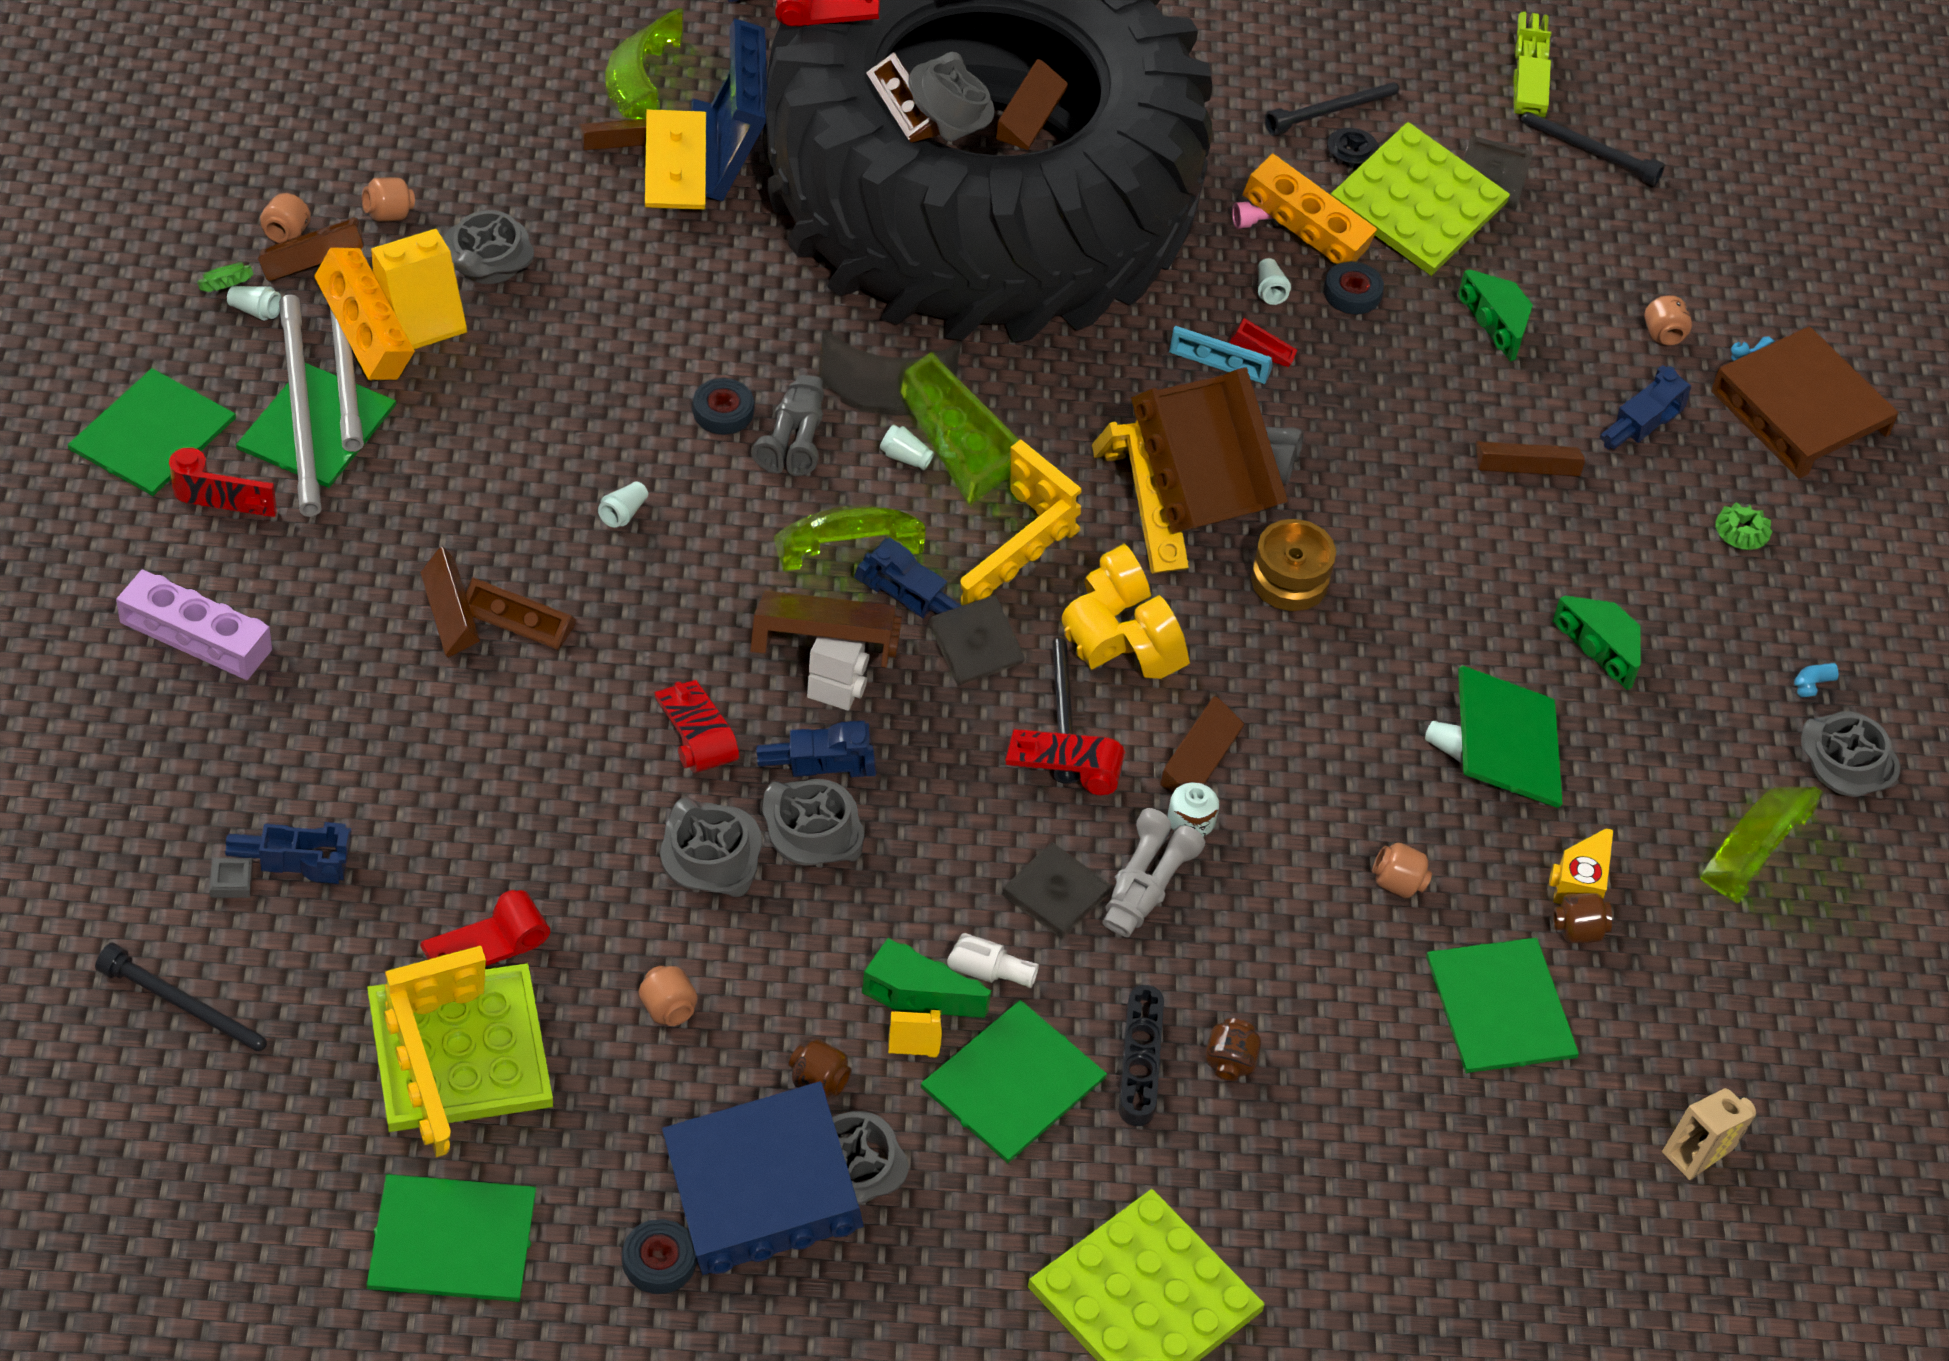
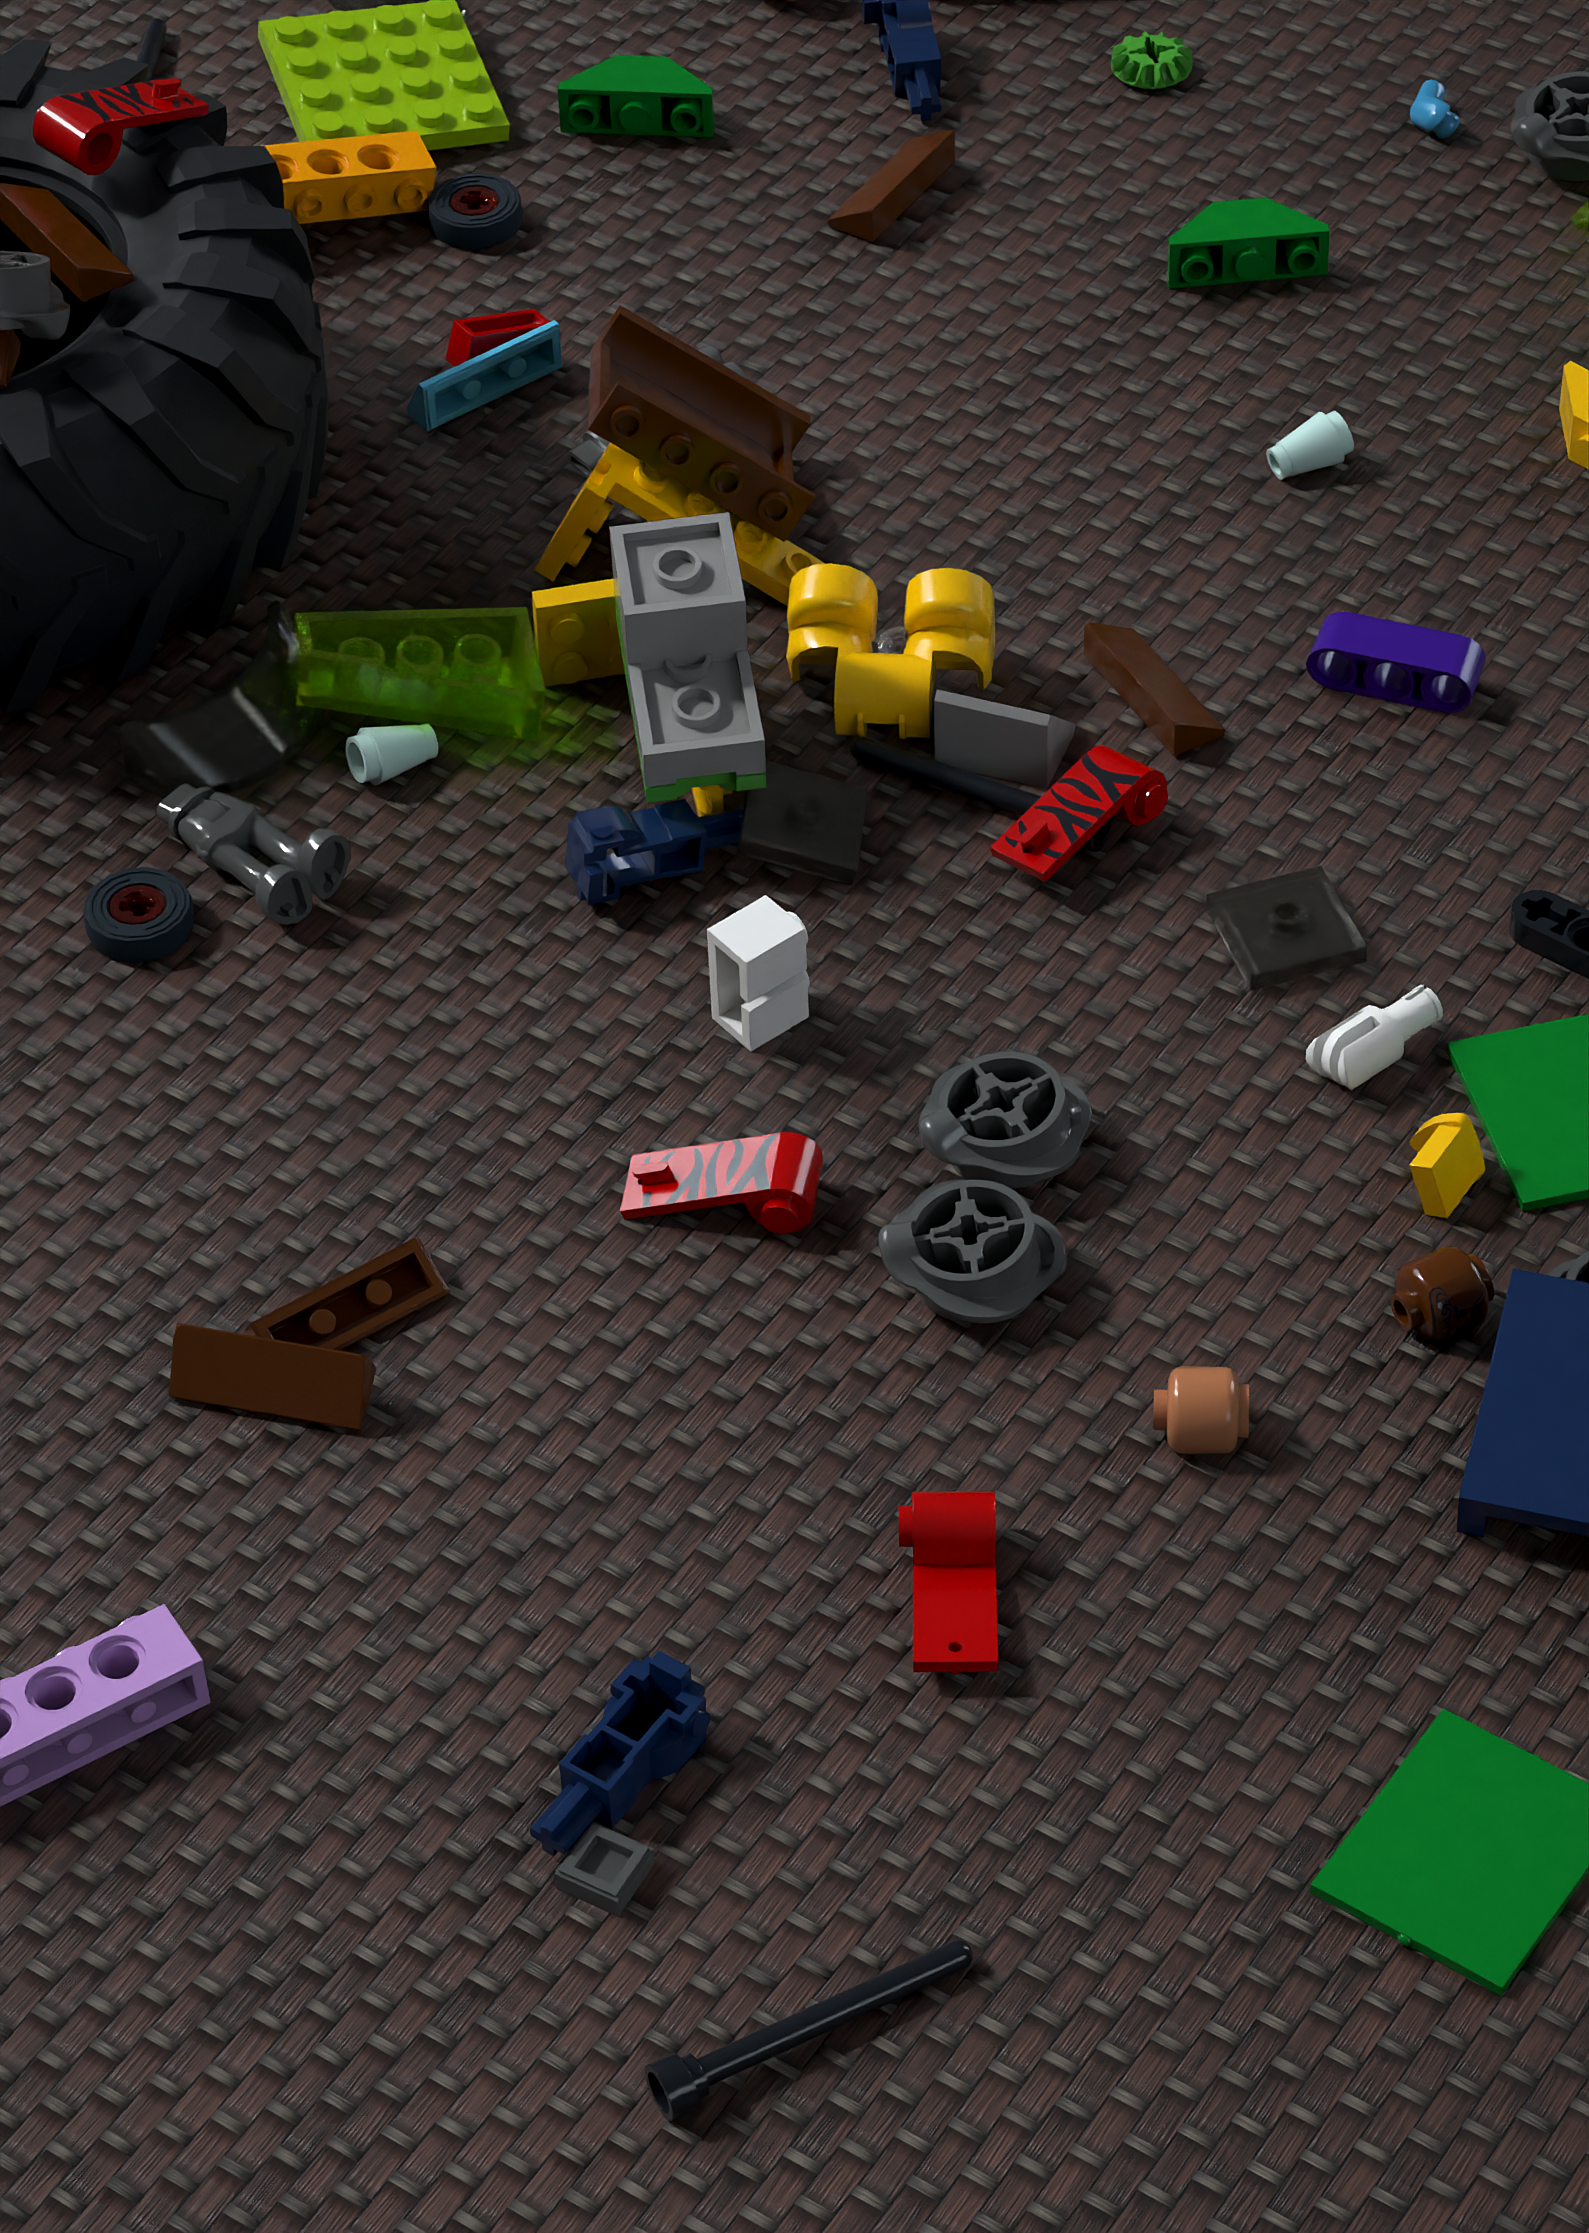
camera: 50 degrees left, 5 degrees down
(422, 990) = (1148, 1723): yellow bracket -> none
(480, 1052) = (1135, 1698): lime plate -> none
(622, 504) = (240, 1100): light aqua cone -> none
(823, 751) = (898, 1034): dark blue piece -> none
(826, 619) = (667, 956): reddish brown panel -> none
(847, 524) = (491, 873): clear neon green windscreen -> none
(918, 984) = (1360, 1129): green slope -> none
(1022, 515) = (687, 655): none -> light grey piece
(1110, 697) = (999, 739): none -> light grey slope
(1120, 69) = (89, 125): none -> red door
(1139, 892) = (1351, 839): light grey piece -> none
(1194, 807) = (1261, 728): light aqua head -> none
(1272, 282) = (402, 275): light aqua cone -> none
(1293, 564) = (922, 456): pearl gold wheel -> none
(1301, 853) = (1396, 662): none -> dark purple beam
(1355, 139) = (248, 96): black gear -> none
(1401, 870) = (1490, 580): nougat head -> none
(1509, 736) = (1347, 391): green piece -> none

